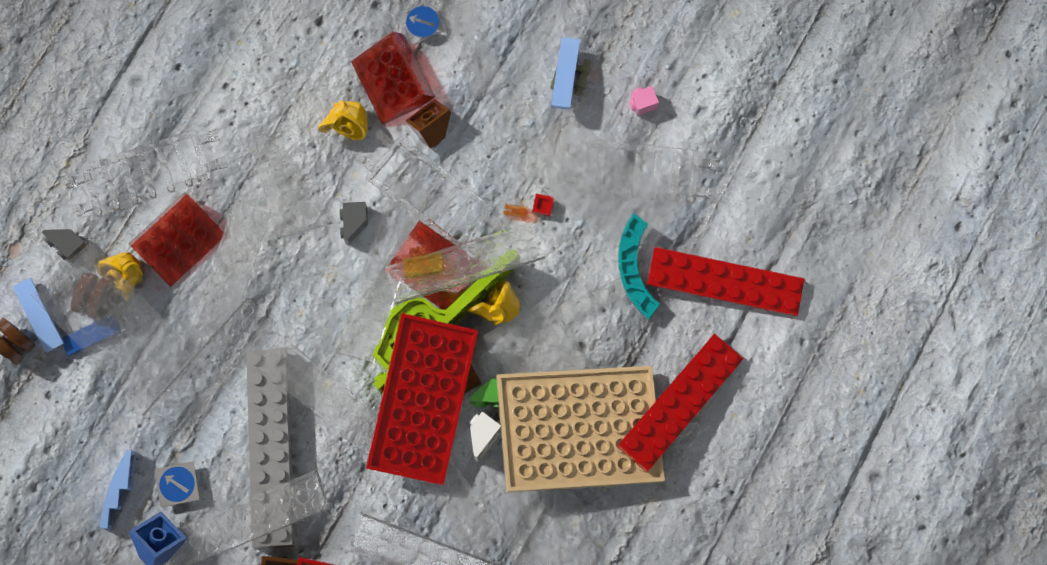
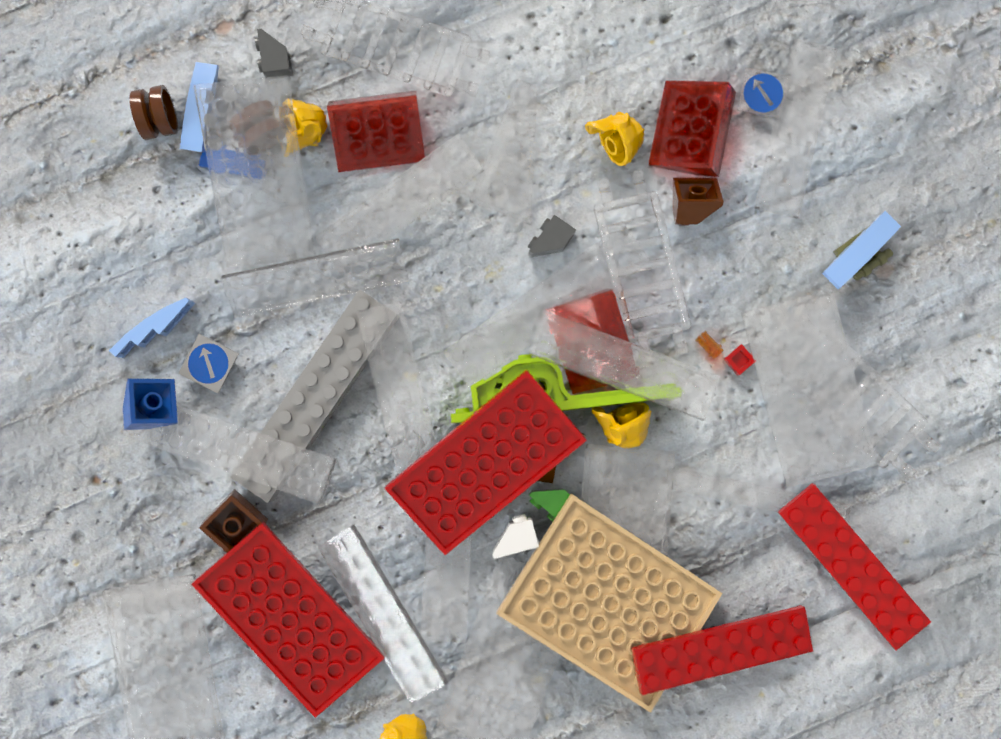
camera: 35 degrees right, 10 degrees up
(423, 265) = (582, 338): clear yellow tile -> none
(629, 268) = (774, 484): teal tile -> none
(643, 100) = (914, 332): bright pink brick -> none

